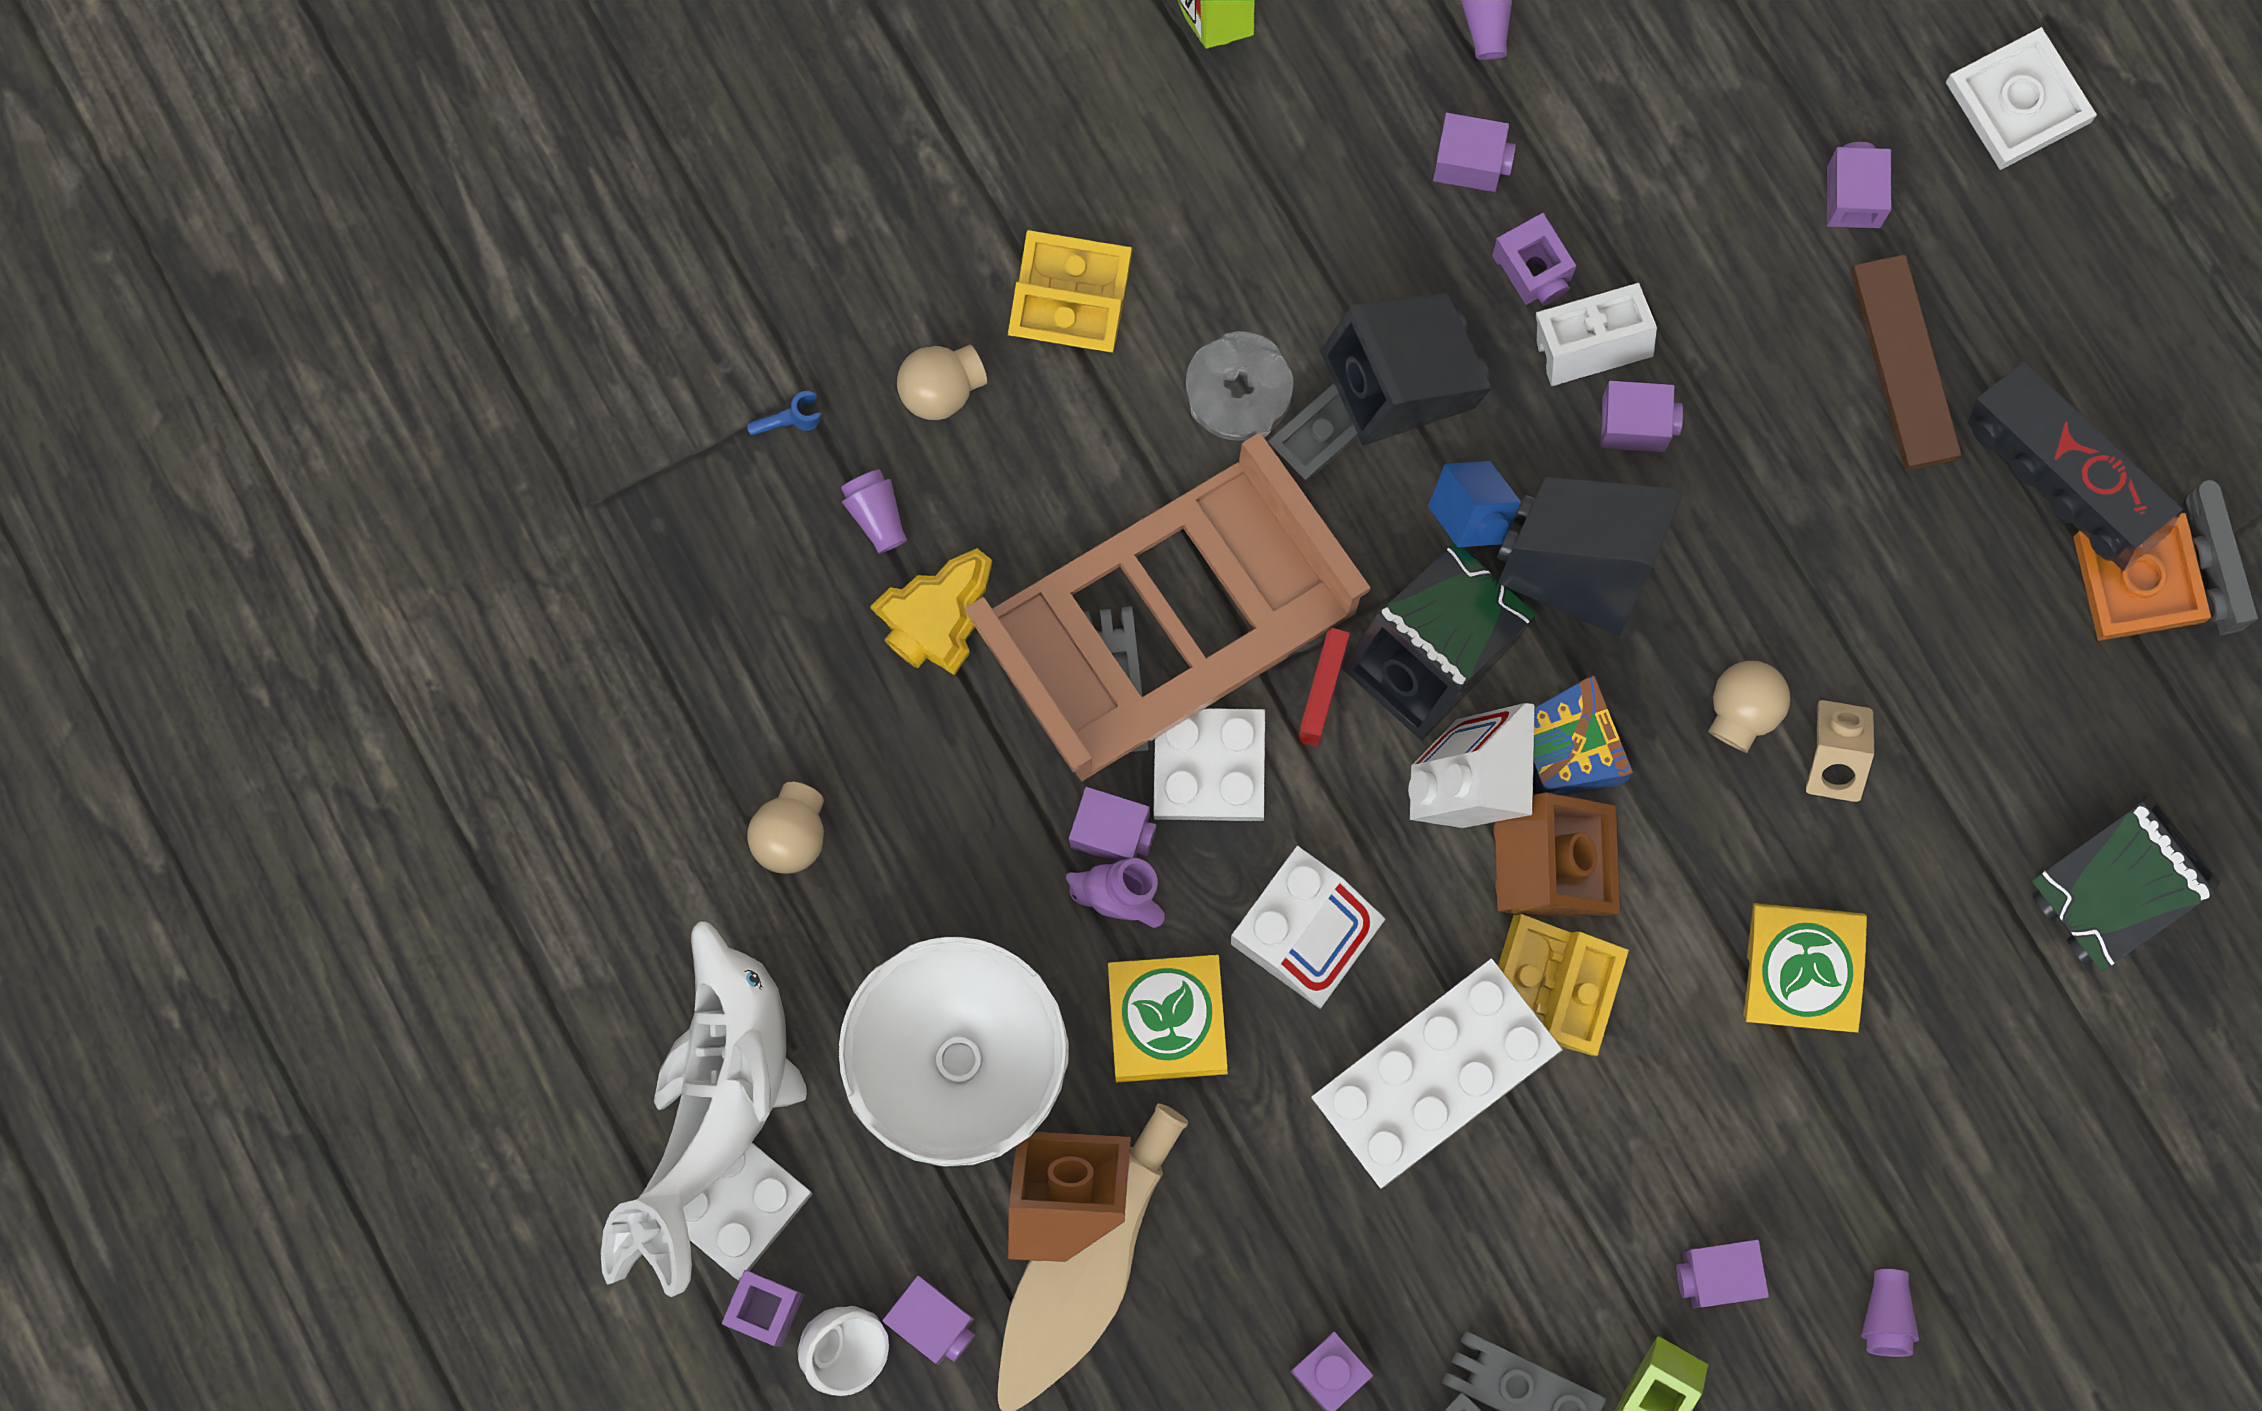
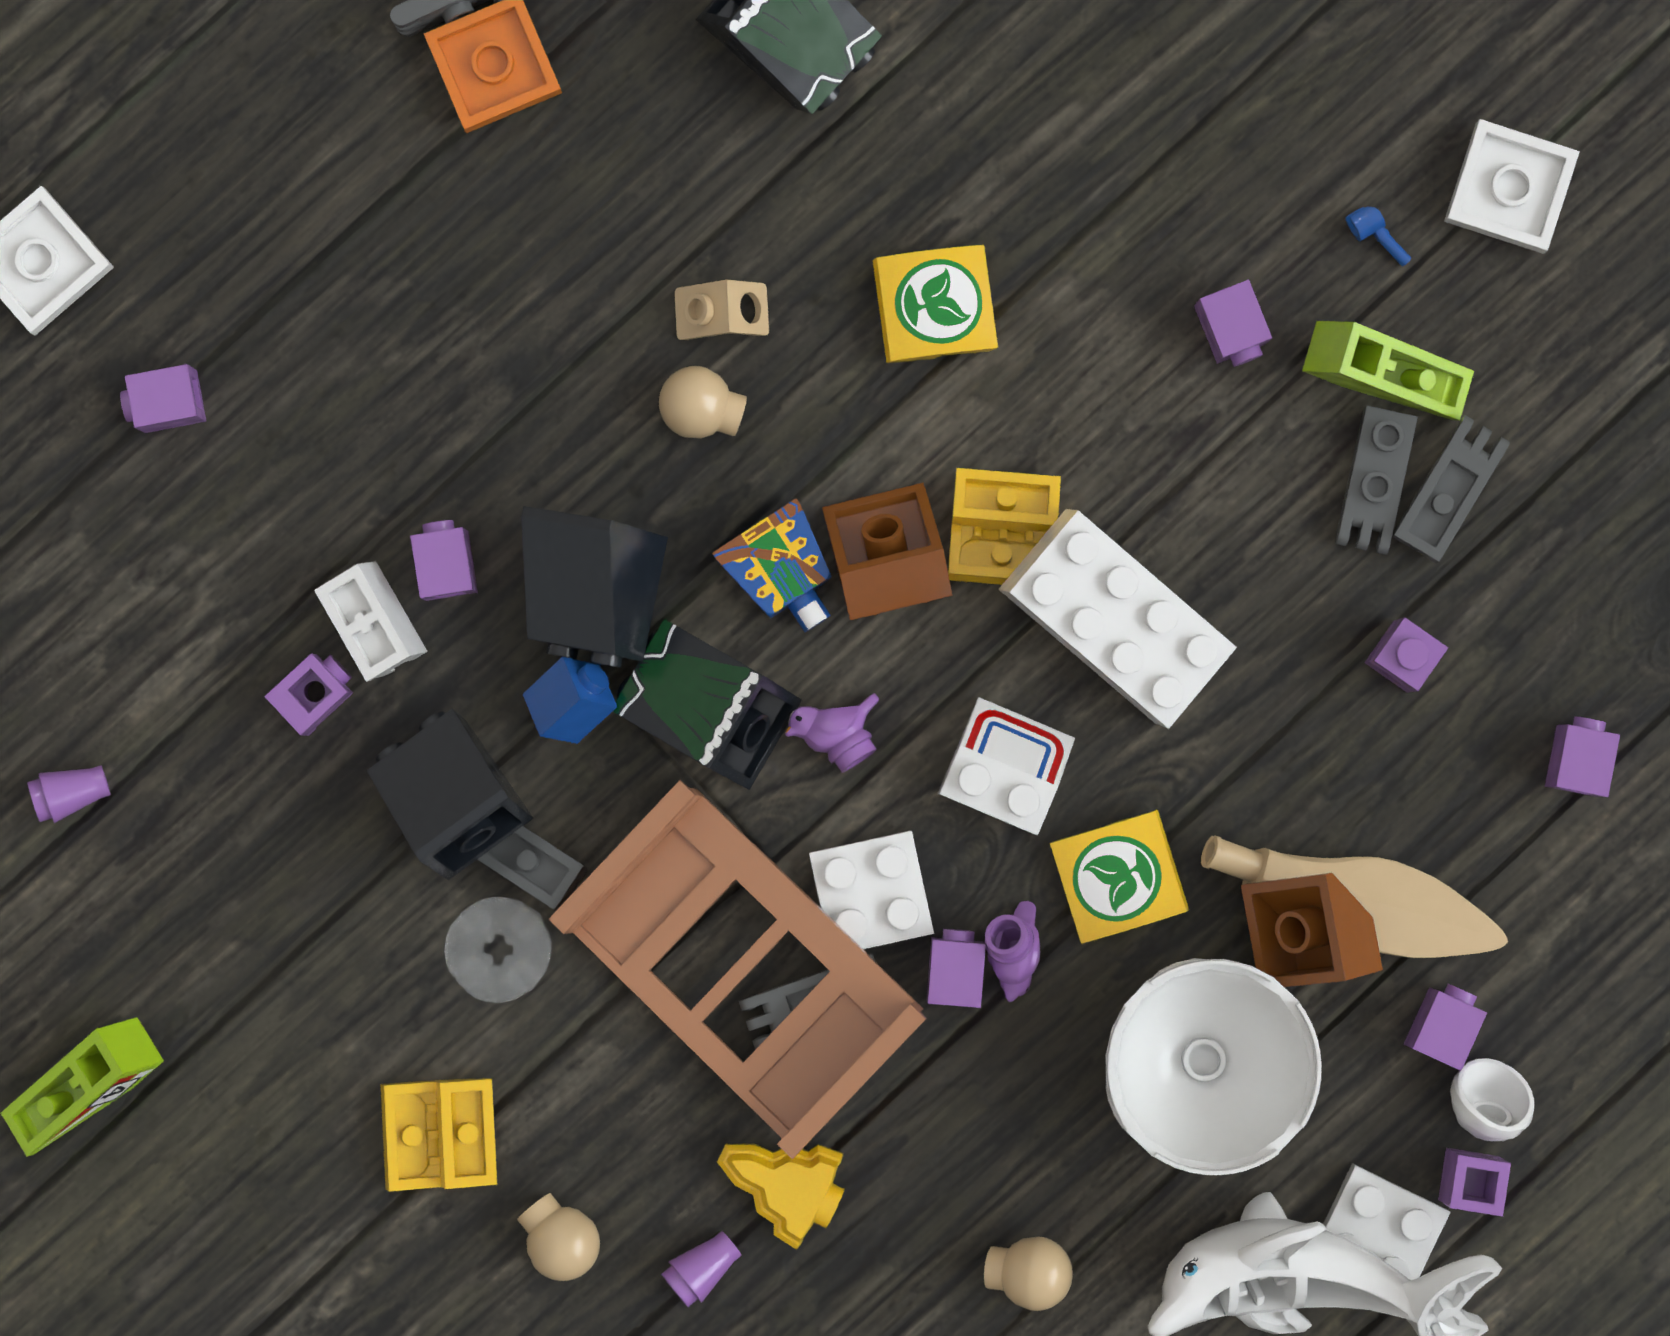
camera: 110 degrees left, 10 degrees up
(1323, 687) = (775, 803): red tile -> none
(1381, 764) = (835, 731): none -> medium lavender animal
(1473, 152) = (212, 775): medium lavender brick -> none
(1477, 770) = (826, 643): white slope -> none
(1890, 1315) = (1233, 168): medium lavender cone -> none
(1905, 363) = (329, 321): reddish brown tile -> none
(2073, 466) = (405, 146): black brick -> none

